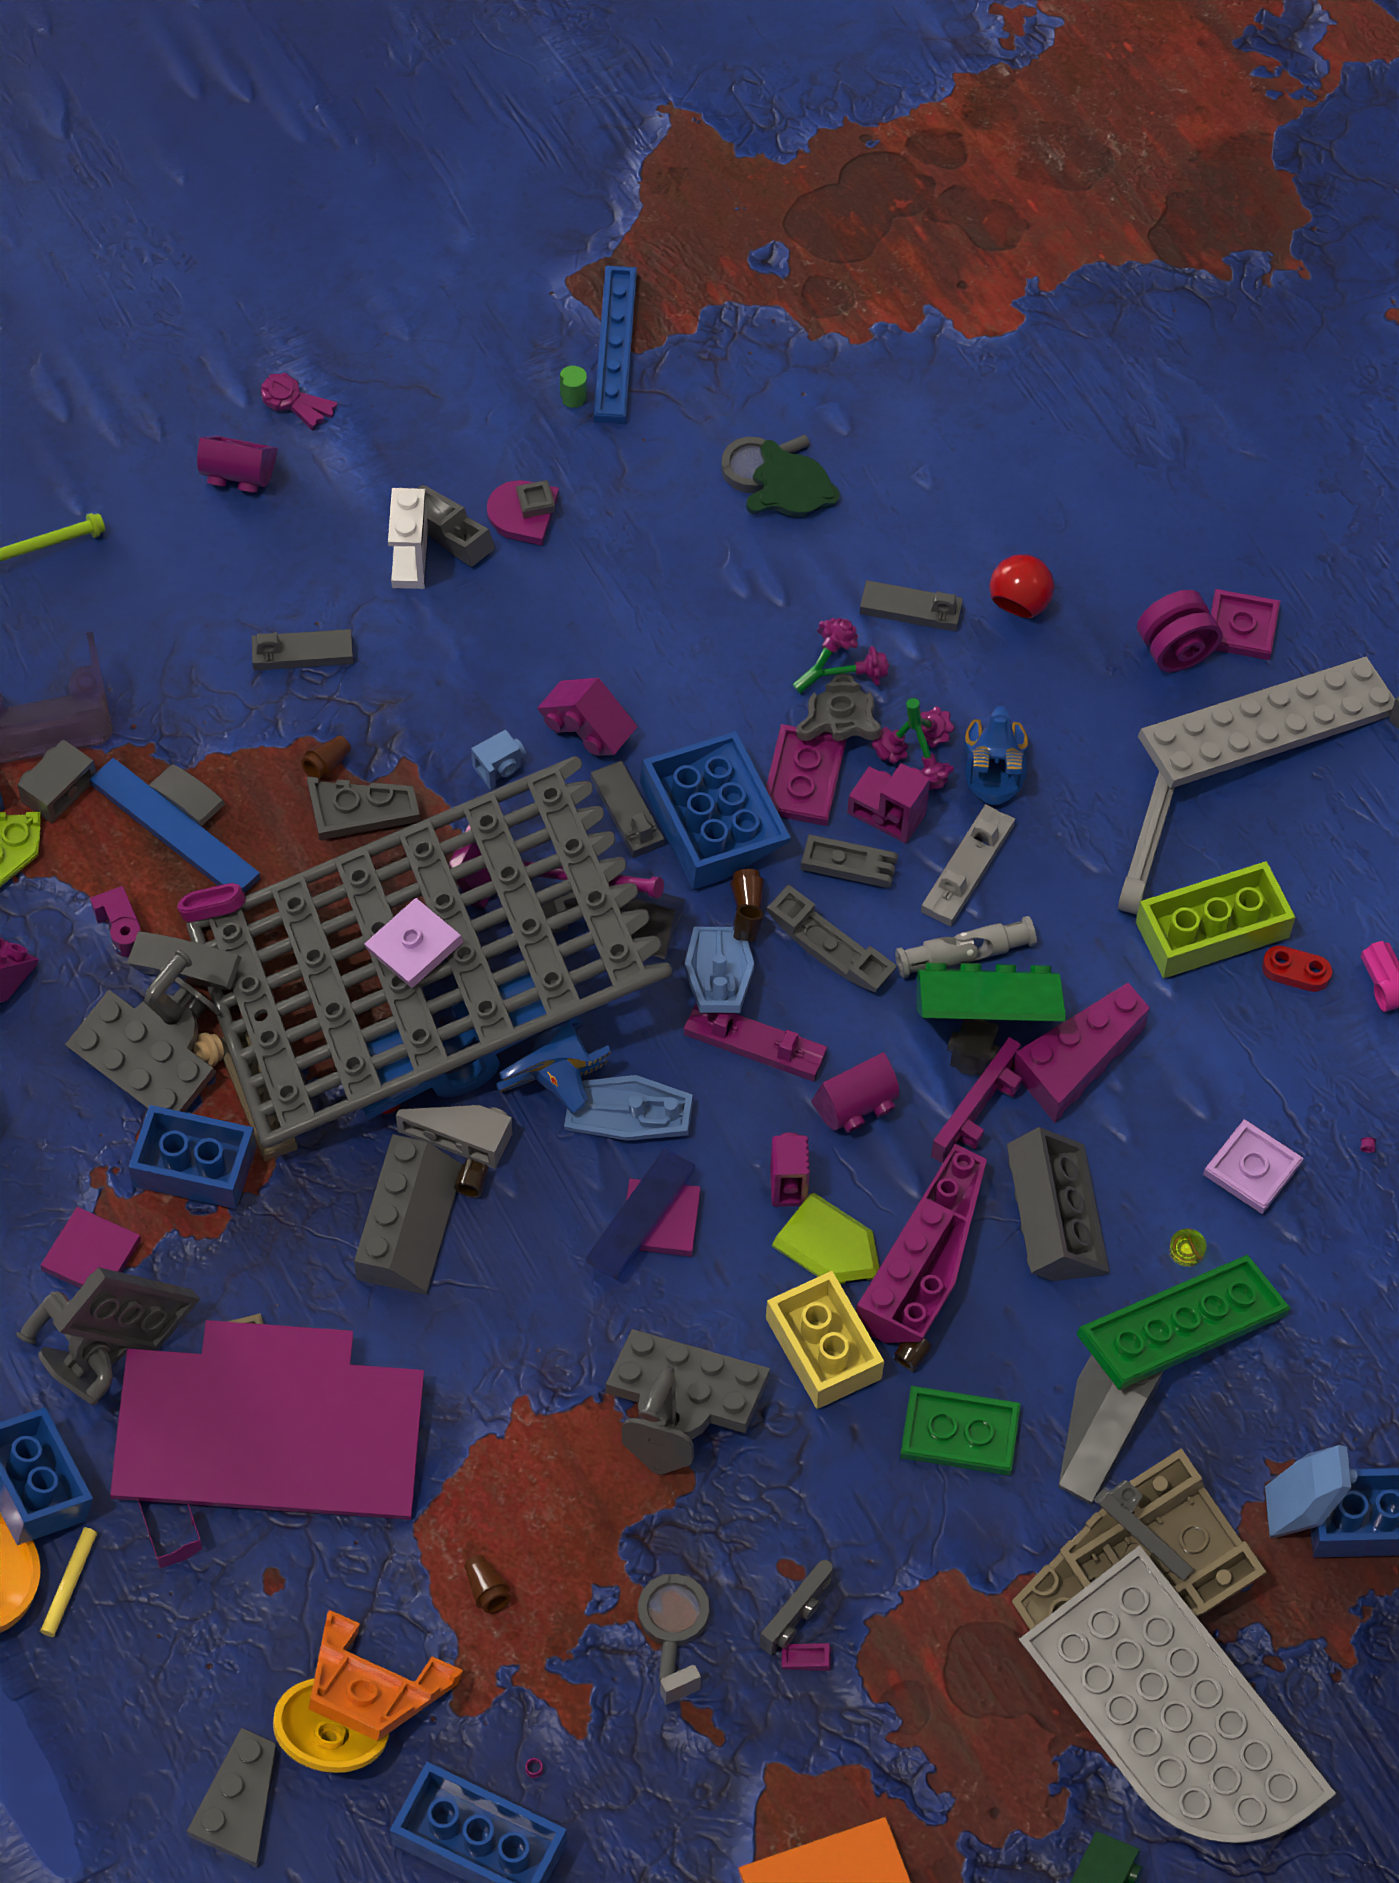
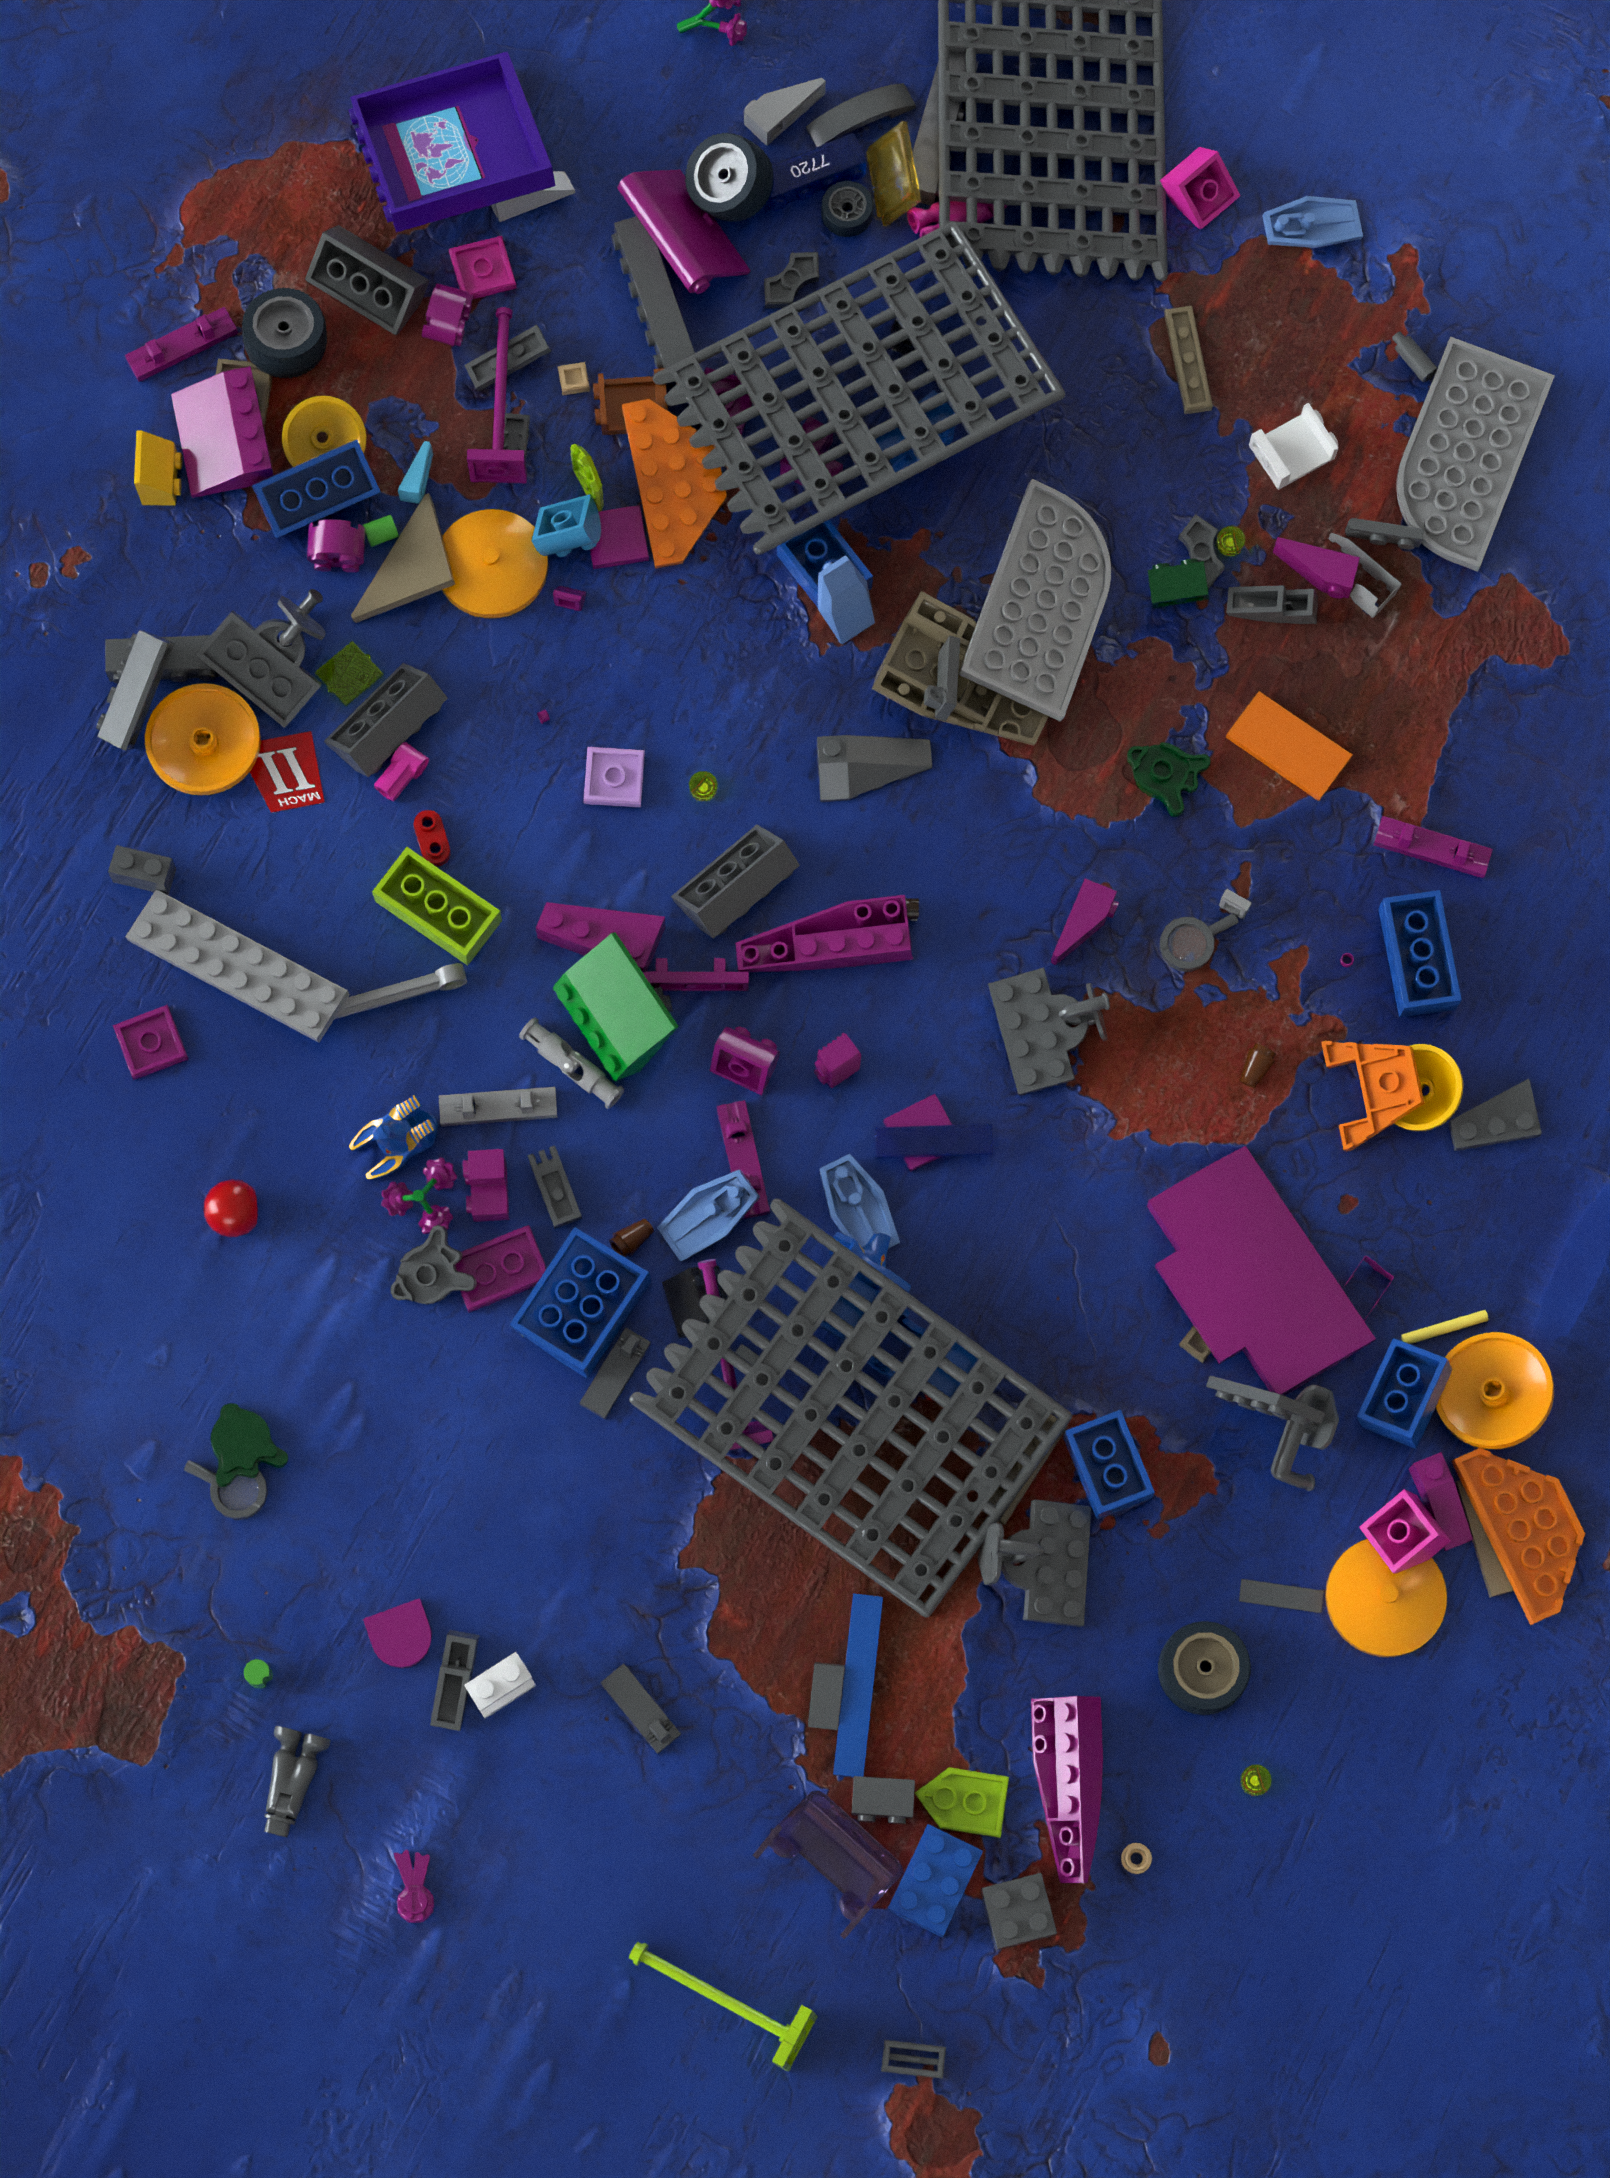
camera: 125 degrees left, 15 degrees up
(89, 1244) = (1219, 1488): magenta tile -> none
(120, 916) = (965, 1654): magenta leg -> none
(209, 965) = (967, 1584): dark grey slope -> none
(209, 1048) = (1017, 1520): tan plate -> none
(211, 902) = (903, 1606): magenta tile -> none
(235, 461) = (506, 1883): magenta brick -> none
(324, 758) = (724, 1617): reddish brown cone -> none
(354, 809) = (749, 1562): dark grey wing -> none
(407, 1216) = (1043, 1295): dark grey slope -> none
(414, 942) = (861, 1408): lavender plate -> none
(463, 1130) = (952, 1298): light grey slope -> none
(467, 365) = (291, 1778): none -> dark grey piece
(471, 1179) = (985, 1273): dark brown hose -> none
(497, 757) = (640, 1490): medium blue brick -> none
(535, 499) = (388, 1626): dark grey tile -> none
(591, 712) = (562, 1444): magenta brick -> none
(615, 345) = (187, 1677): blue tile -> none
(747, 922) = (653, 1218): dark brown hose -> none
(779, 1527) = (1086, 917): none -> magenta slope
(800, 1605) = (1133, 867): dark grey hinge -> none
(807, 1657) = (1157, 846): magenta piece -> none
(824, 1339) = (943, 962): light yellow brick -> none
(827, 943) = (631, 1154): dark grey slope -> none
(828, 1240) = (863, 1011): lime tile -> none
(843, 634) = (378, 1297): magenta plant -> none
(885, 1723) = (1165, 772): none -> dark green tile
(911, 605) = (294, 1287): dark grey hinge -> none
(960, 1430) = (938, 848): green tile -> none
(1179, 630) = (201, 1069): magenta wheel -> none
(1183, 1322) = (771, 746): green tile -> none

